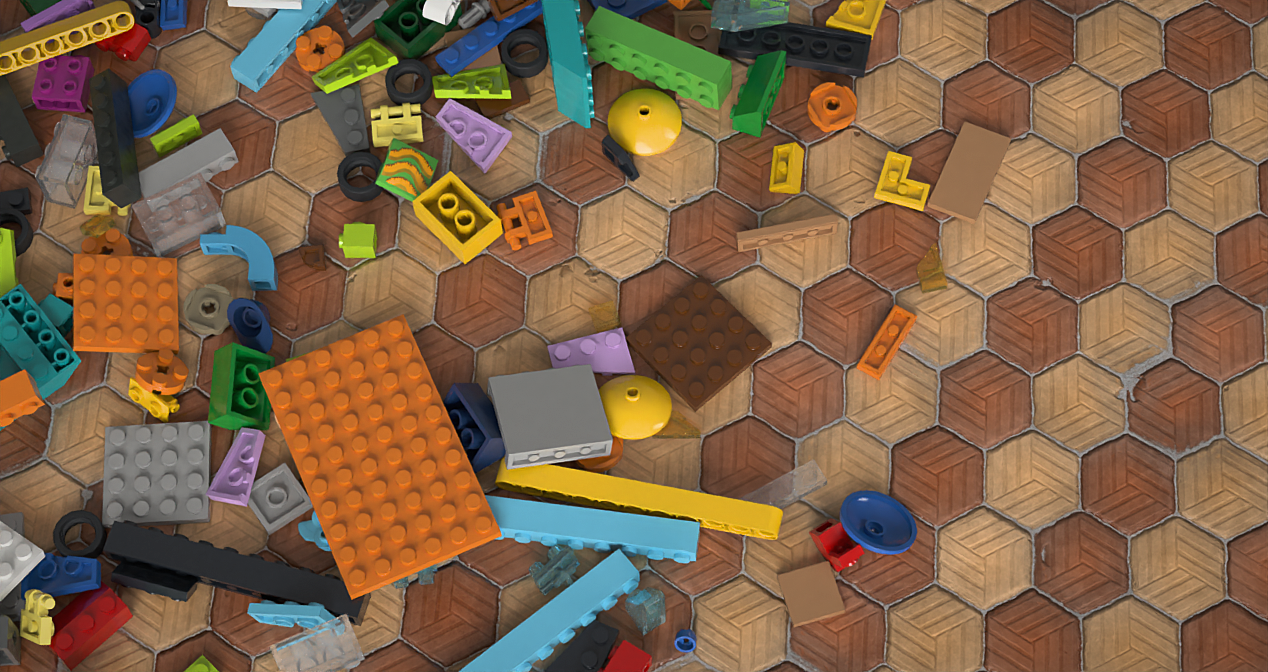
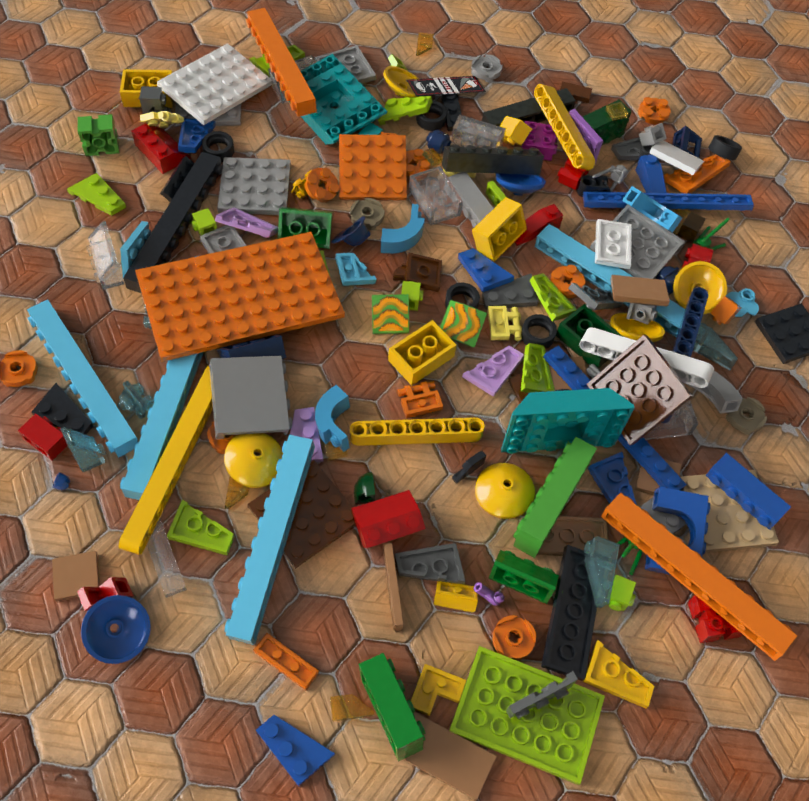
camera: 85 degrees right, 5 degrees down
(51, 108) = (516, 130): none -> yellow brick
(66, 218) = (438, 140): none -> dark blue head
(225, 86) = (538, 221): none -> red slope
(240, 530) = (203, 222): none -> lime brick
(247, 126) = (499, 229): none -> yellow brick
(308, 152) = (483, 270): none -> blue wing
(315, 227) = (424, 271): none -> reddish brown tile
(316, 319) = (352, 270): none -> medium azure wing
(395, 261) = (390, 314): none -> slope
(568, 326) = (328, 408): none -> dark azure arch
(575, 230) = (425, 427): none -> yellow beam
(658, 275) = (364, 489): none -> dark green brick
(705, 240) = (387, 519): none -> red slope
(737, 459) = (199, 531): none -> lime wing
(743, 364) = (270, 541): none -> medium azure brick
(752, 191) = (432, 563): none -> dark grey wing
(785, 131) = (492, 597): none -> medium lavender arm
(901, 69) = (540, 700): none -> dark grey wing
(915, 92) = (546, 738): none -> lime plate
(932, 216) = (391, 706): none -> green brick
(983, 322) = (293, 749): none -> blue wing

